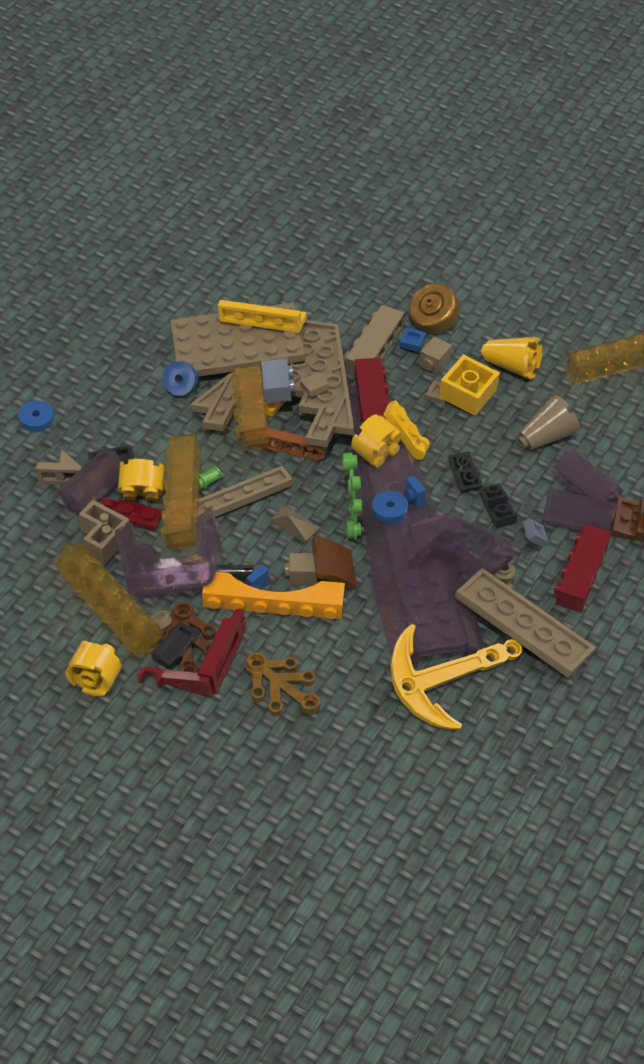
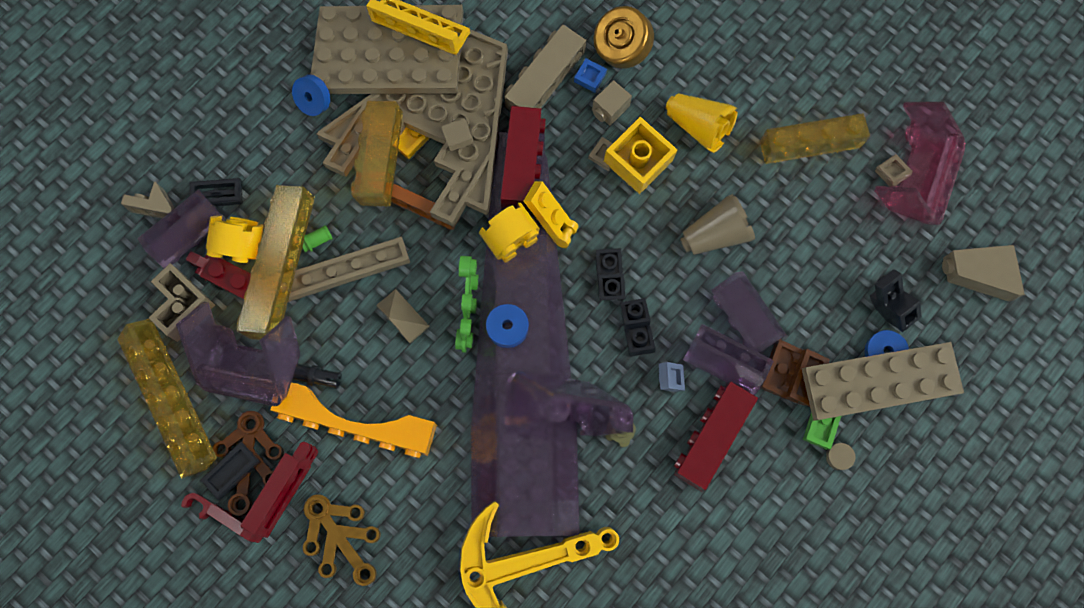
camera: 10 degrees right, 25 degrees up
(36, 408) = (151, 127): blue piece -> none
(93, 668) = (128, 495): yellow brick -> none
(162, 618) = (221, 431): dark tan tile -> none
(259, 578) = (340, 394): blue tile -> none
(276, 380) = (414, 123): sand blue brick -> none
(301, 569) = (394, 386): dark tan brick -> none
(333, 562) = (430, 387): reddish brown slope -> none
(415, 492) = (538, 312): blue plate -> none
(525, 622) = (630, 508): dark tan plate -> none

